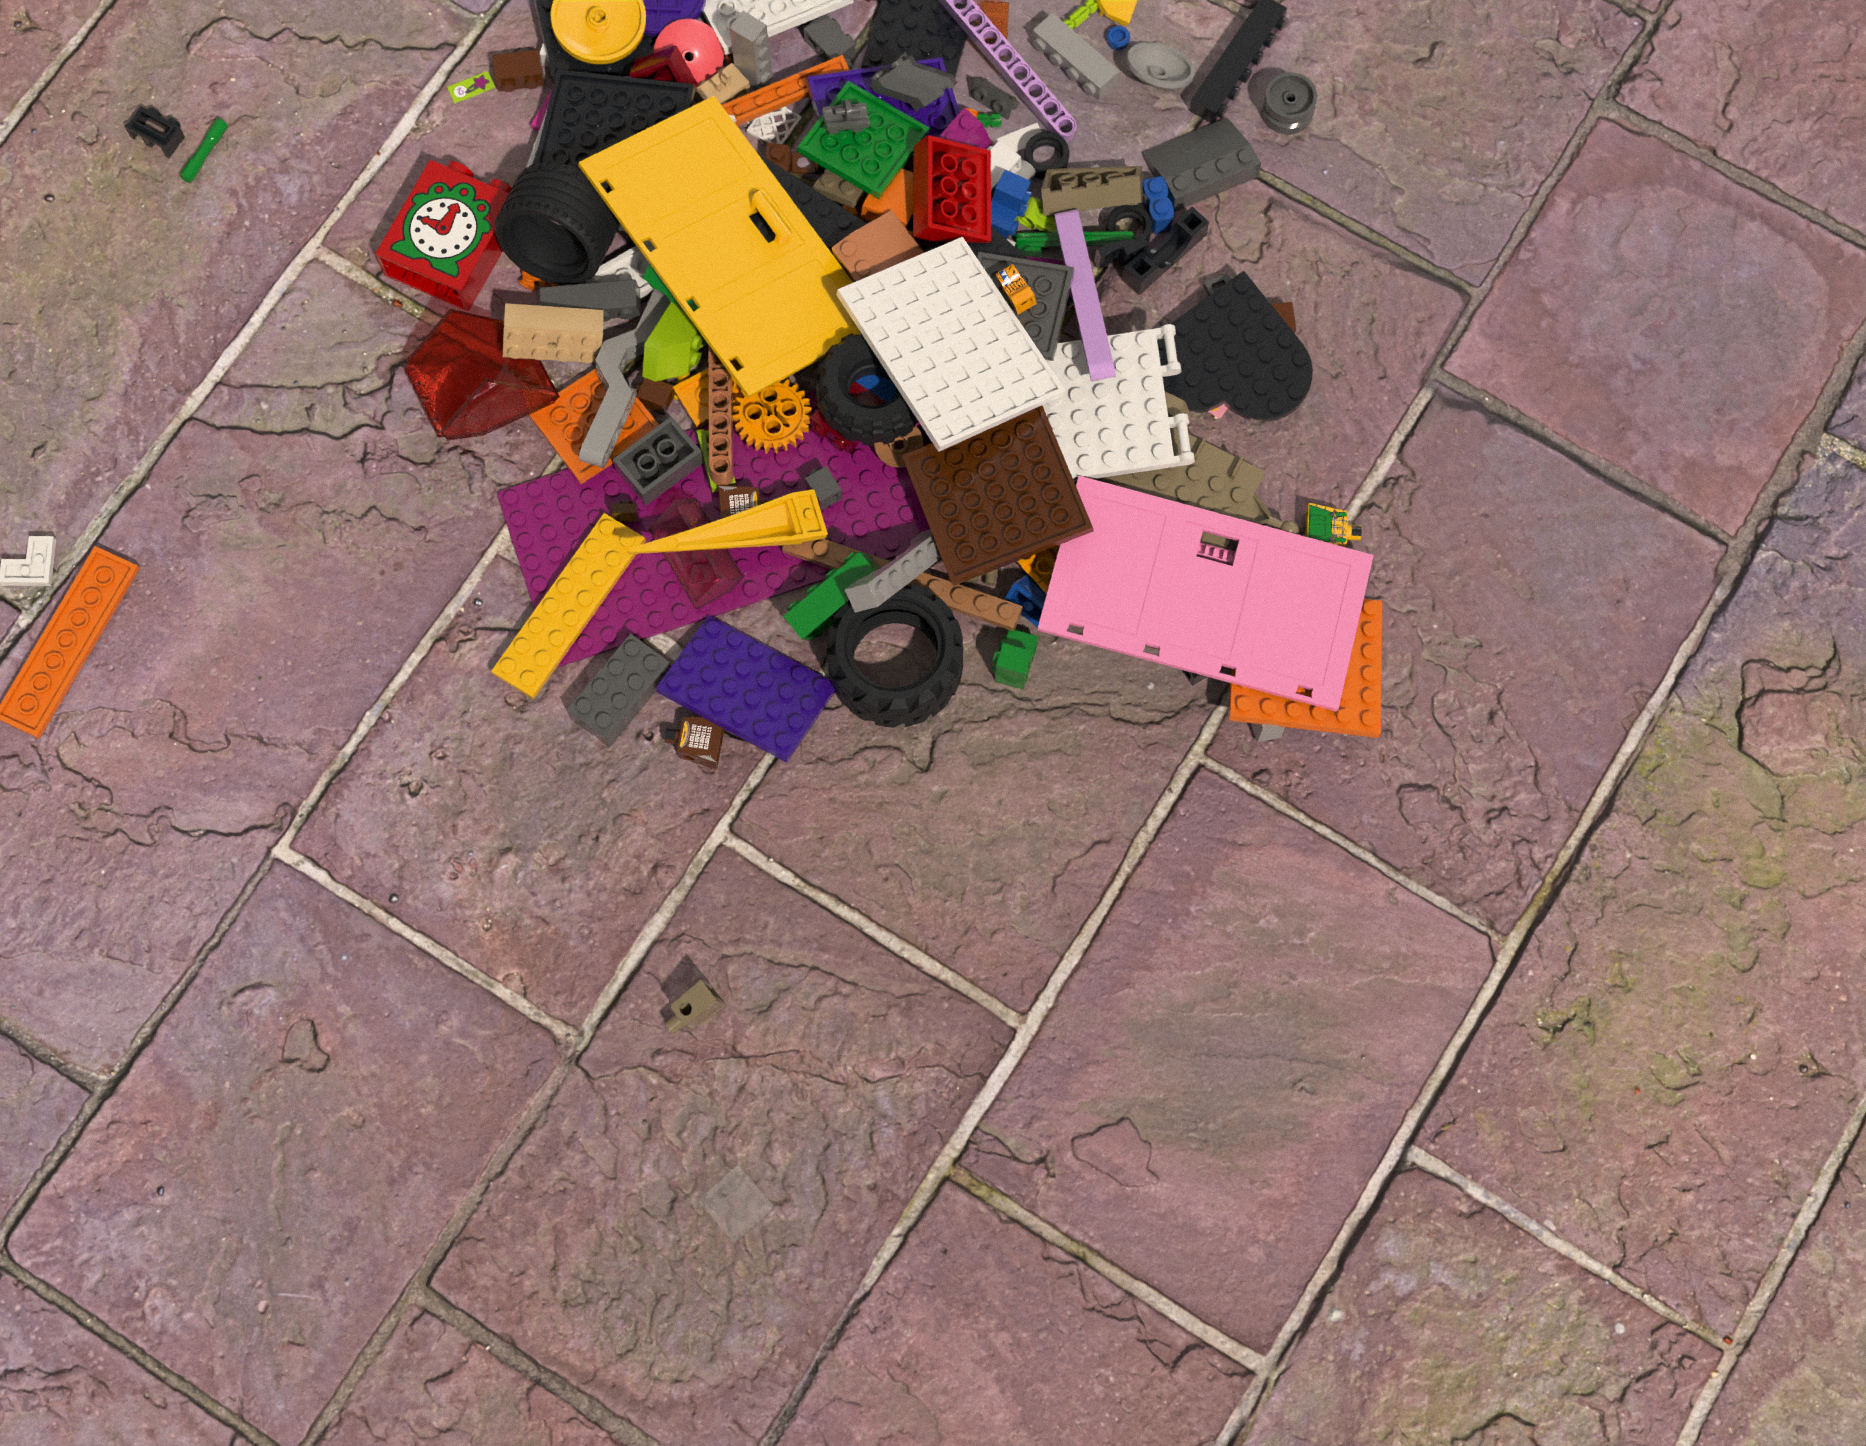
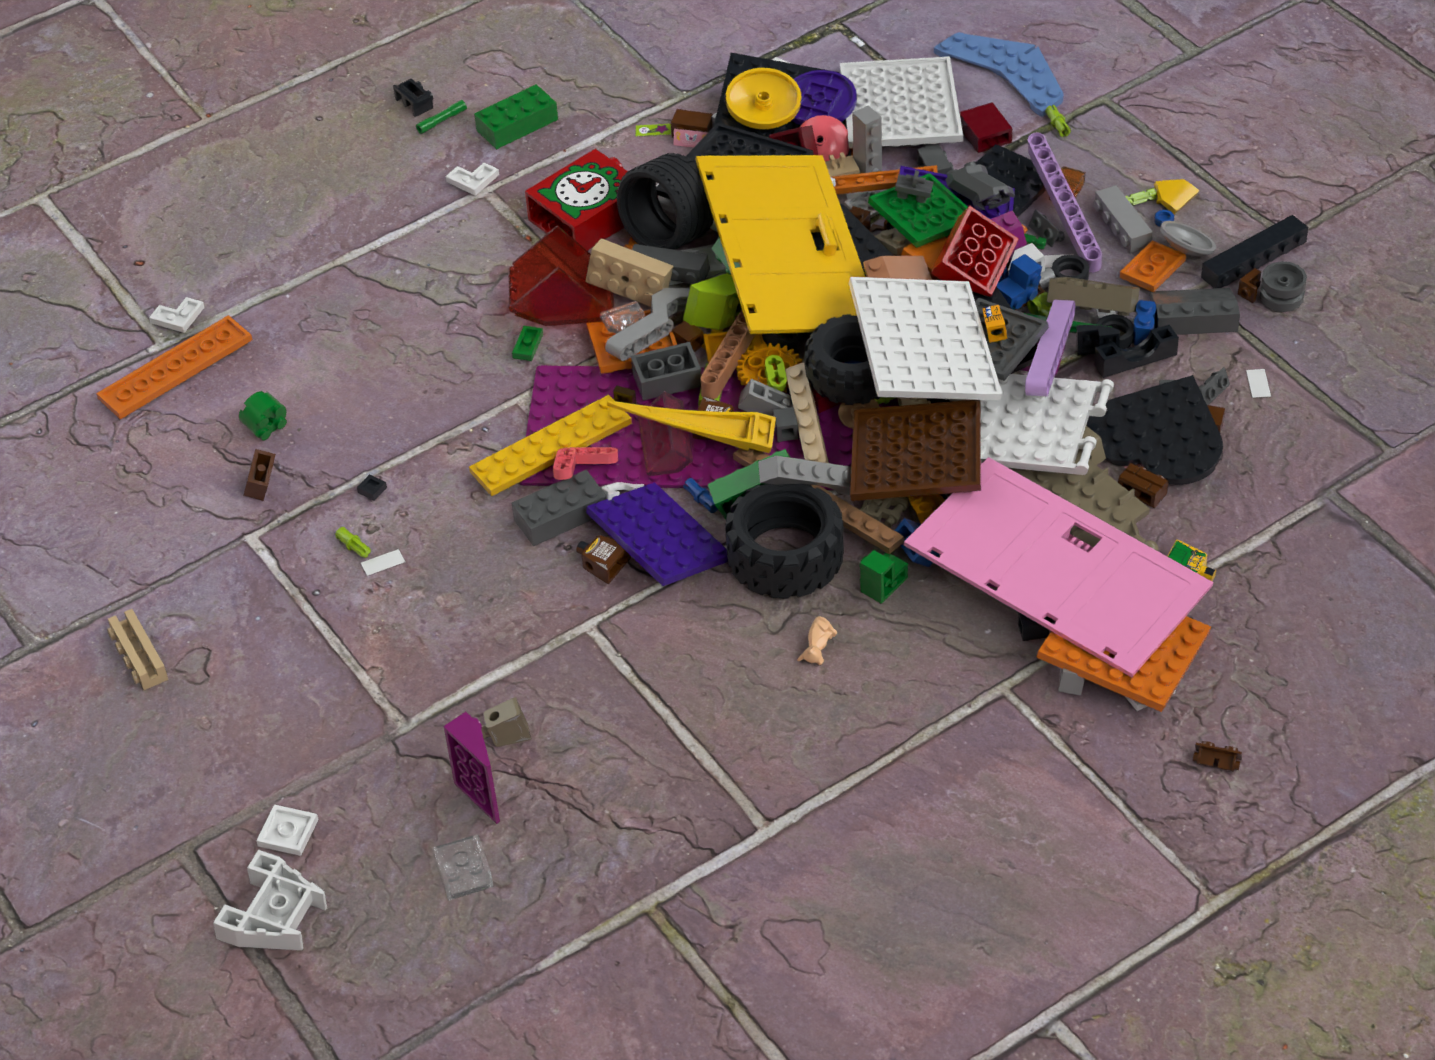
camera: 25 degrees right, 25 degrees down
(214, 682) = (263, 414): none -> green brick
(232, 1055) = (138, 650): none -> tan brick
(252, 768) = (259, 474): none -> reddish brown brick
(292, 241) = (474, 181): none -> white plate
(299, 124) = (516, 116): none -> green brick
(389, 735) = (371, 487): none -> black plate
(405, 819) = (352, 542): none -> lime axle
(450, 830) = (382, 562): none -> white sticker
(472, 465) = (527, 343): none -> green plate
(520, 1225) = (287, 830): none -> white plate
(525, 91) = (687, 138): none -> bright pink sticker
(561, 1331) = (275, 909): none -> white wedge
(576, 401) = (622, 316): none -> clear plate
(608, 617) = (565, 462): none -> coral beam
(669, 633) = (612, 489): none -> white helmet
(692, 1082) = (471, 763): none -> magenta slope
(767, 615) = (700, 495): none -> blue pin
(782, 429) = (771, 374): none -> lime beam
(793, 463) = (762, 398): none -> light grey slope
(845, 473) = (806, 414): none -> tan plate
(980, 765) = (818, 635): none -> light nougat animal
(1134, 116) = (1152, 266): none -> orange plate
(1241, 435) = (1146, 485): none -> reddish brown brick
(1248, 116) = (1249, 285): none -> reddish brown bracket
(1265, 261) = (1214, 385): none -> dark grey hinge
(1307, 244) = (1258, 383): none -> white sticker
(1439, 767) = (1209, 752): none -> reddish brown hinge

